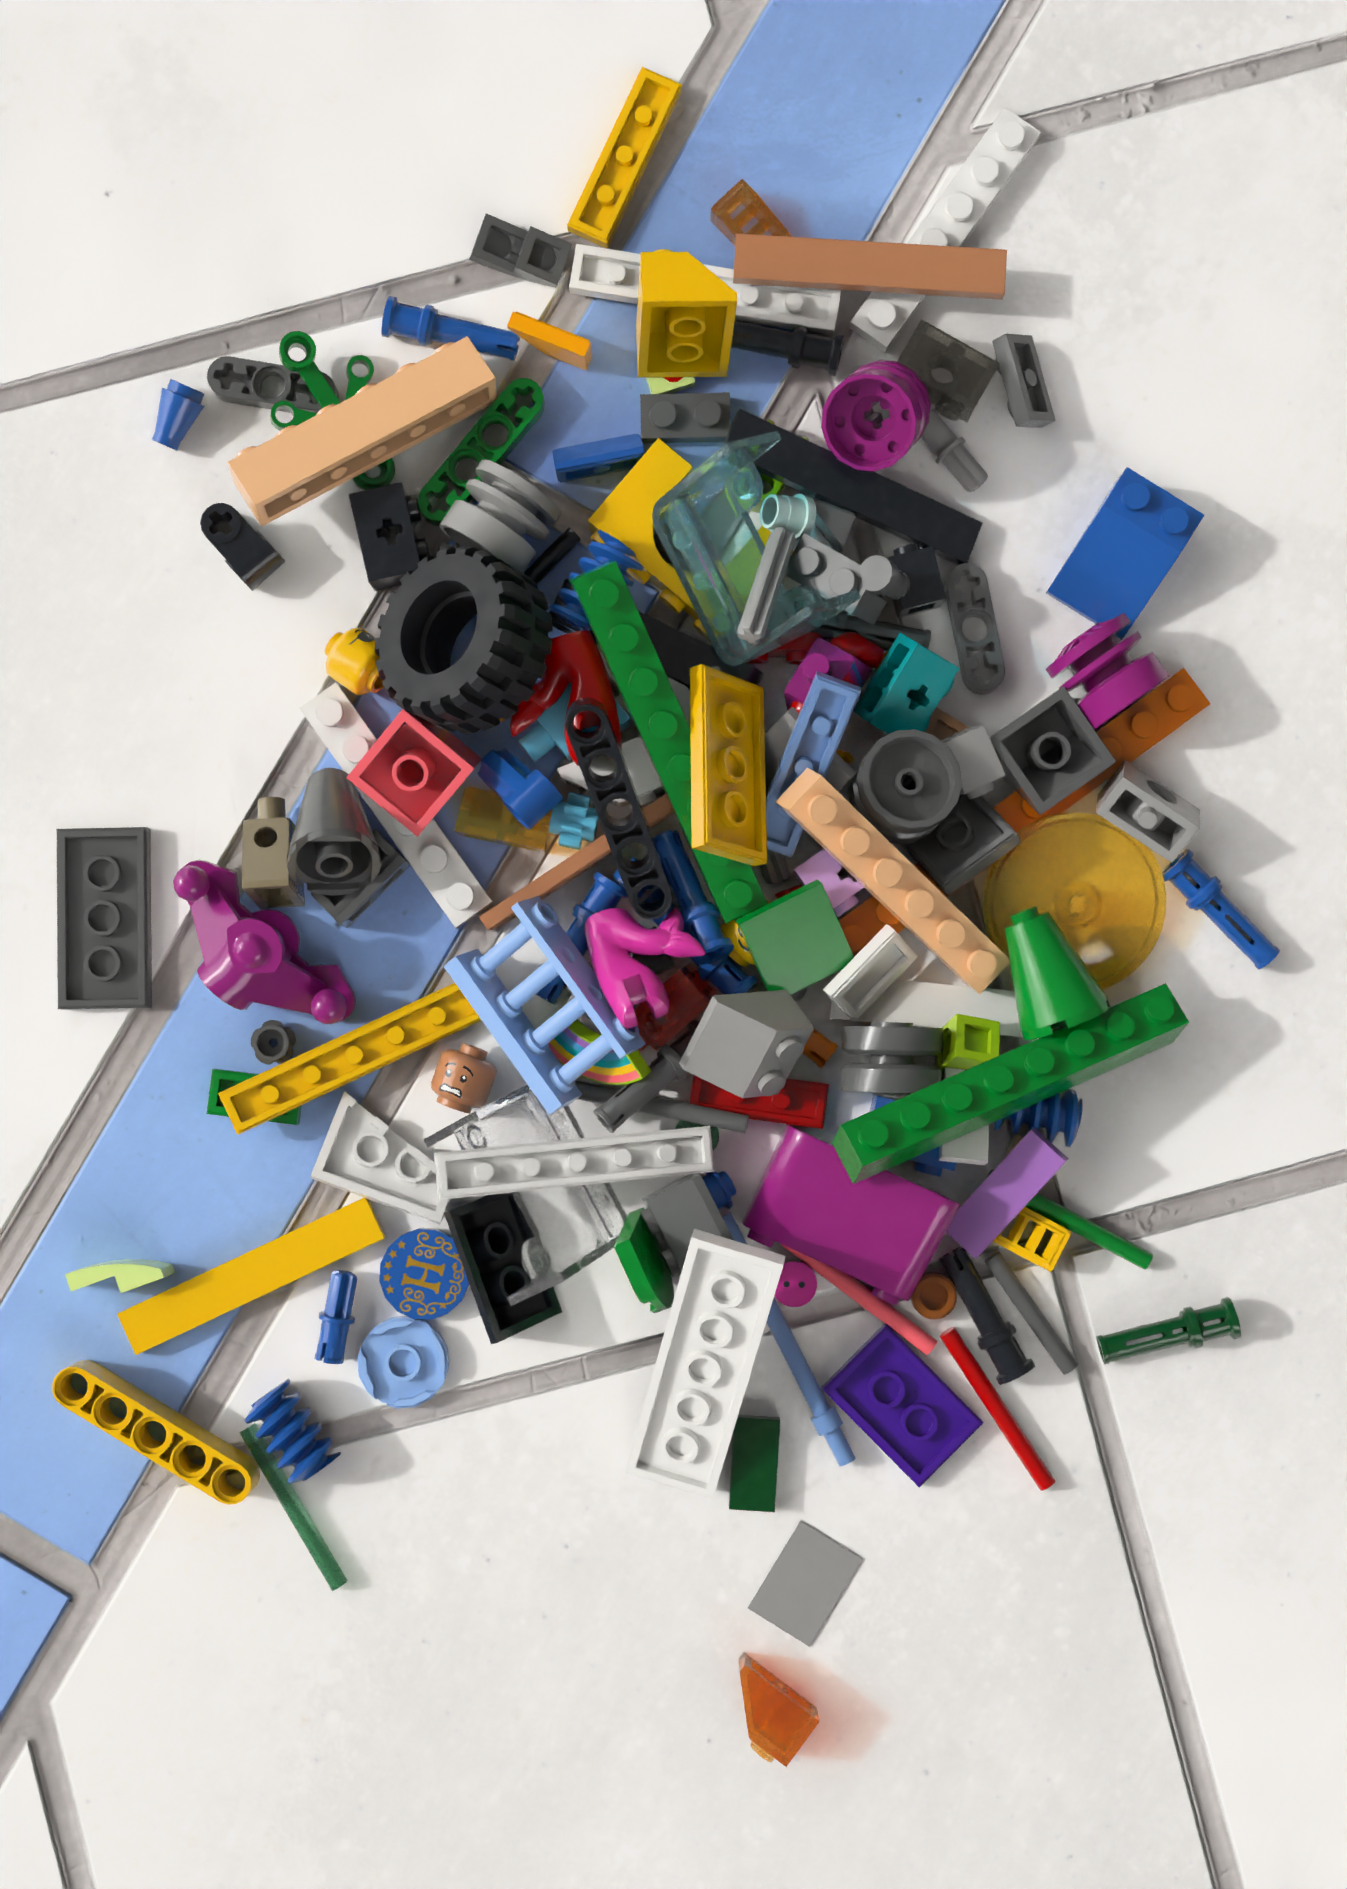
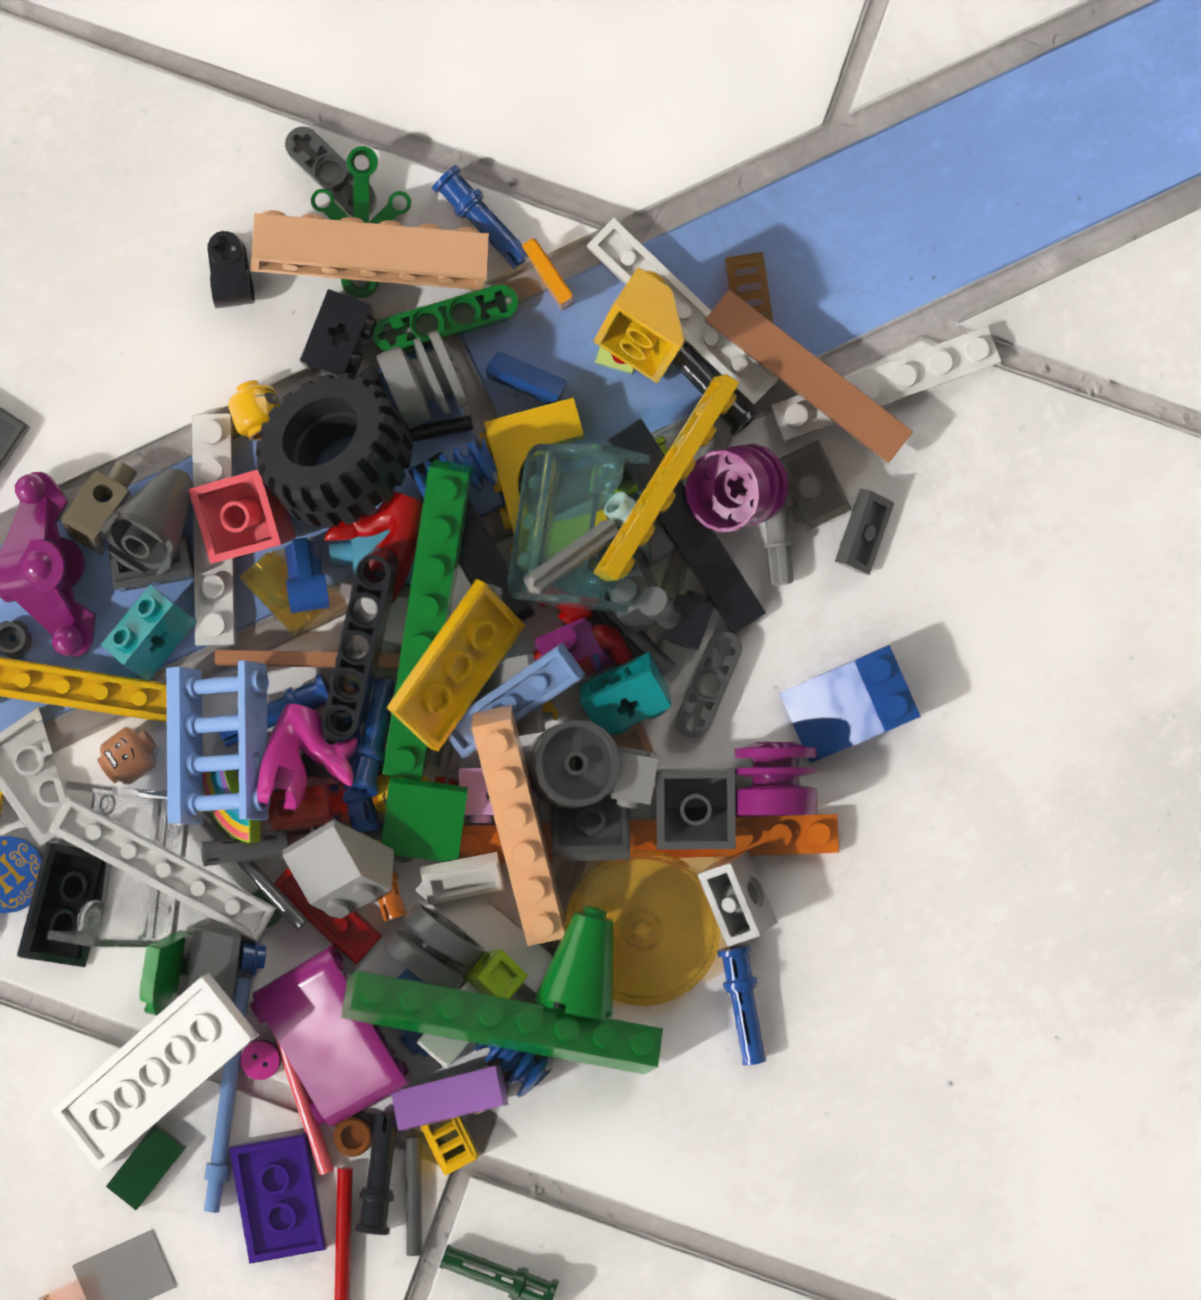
camera: 35 degrees right, 0 degrees up
(176, 413) = (249, 145): blue cone -> none
(403, 944) = (148, 633): none -> teal brick
(520, 253) = (572, 194): dark grey slope -> none
(574, 821) = (327, 627): medium azure gear -> none
(624, 157) = (693, 177): yellow tile -> none
(685, 417) = (607, 392): dark grey plate -> none
(804, 432) = (659, 491): none -> yellow plate
(1089, 1230) = (494, 1166): green bar -> none

